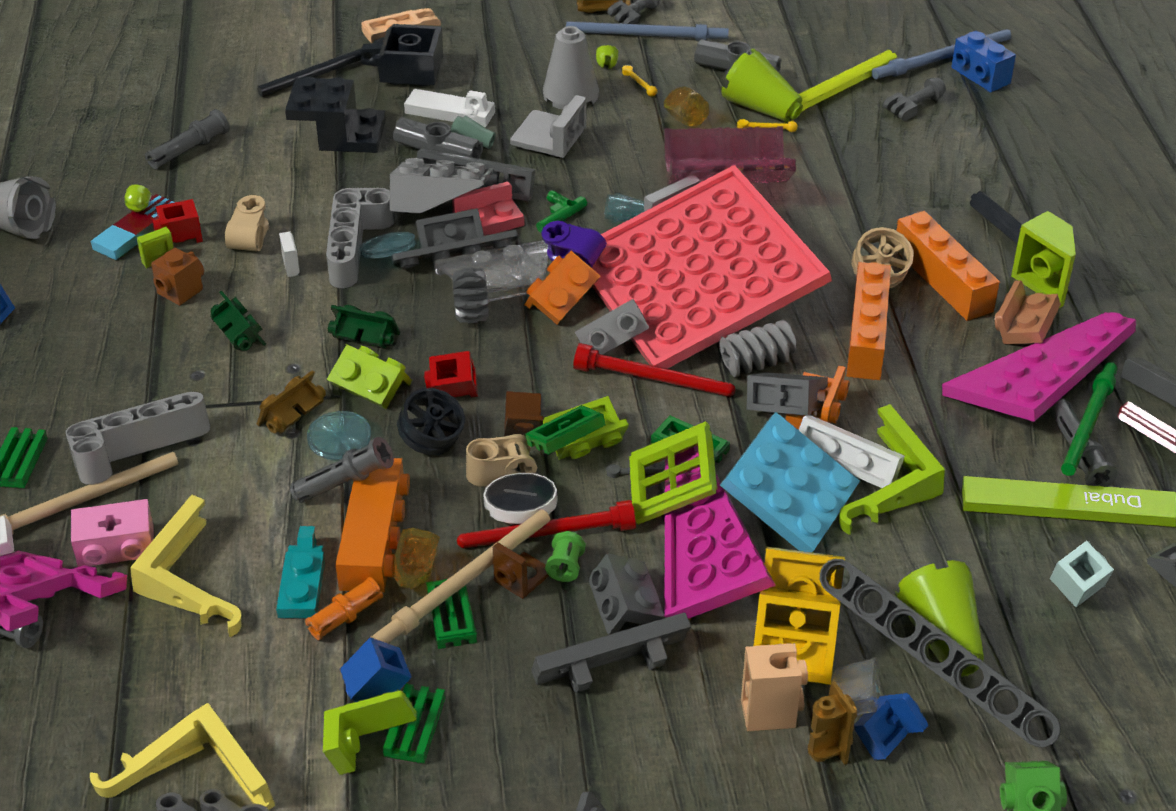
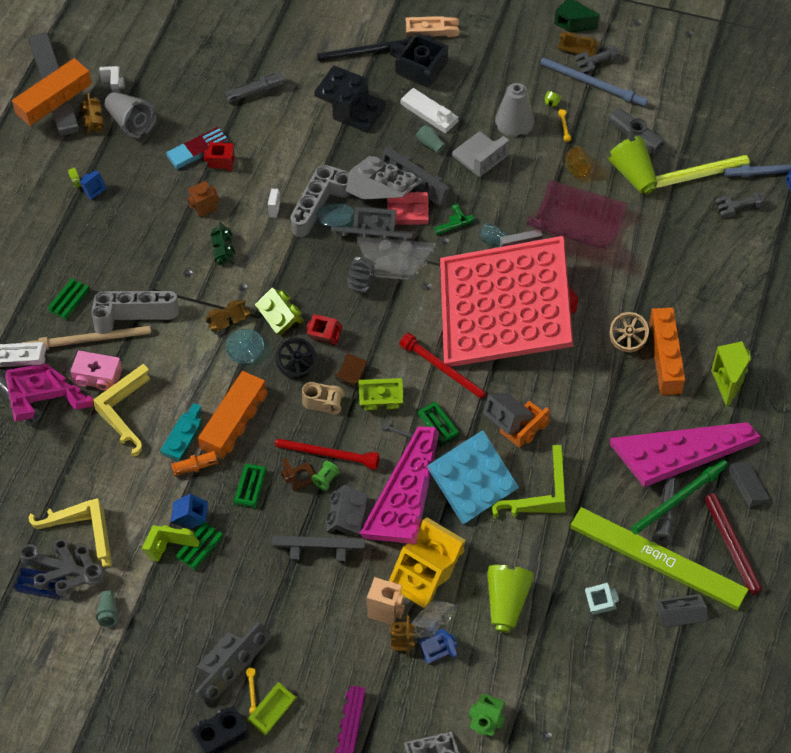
camera: 25 degrees right, 15 degrees up
(137, 198) = (202, 130): lime hinge -> none
(154, 245) = (200, 171): lime tile -> none
(247, 225) = (260, 171): tan piece -> none
(353, 466) = (233, 378): dark grey pin -> none
(377, 327) = (285, 268): dark green hinge -> none
(408, 618) = (222, 483): tan bar -> none
(415, 557) = (243, 447): rock -> none
(436, 137) = (405, 140): dark grey piece -> none
(519, 497) = (321, 427): black tile -> none
(563, 287) = (420, 286): orange bracket -> none
(565, 429) = (363, 394): green tile -> none
(566, 237) = (439, 258): dark purple piece -> none
(613, 327) = (432, 329): light grey hinge -> none
(677, 496) = (414, 427): lime piece -> none
(743, 123) = (612, 186): yellow hinge -> none
(754, 346) = (511, 373): light grey piece -> none
(856, 454) = (522, 466): white hinge -> none
(869, 321) = (591, 376): orange brick -> none
(919, 642) = (493, 622): dark grey beam -> none
(996, 215) = (730, 321): black axle -> none
(1025, 317) = (693, 407): nougat bracket -> none

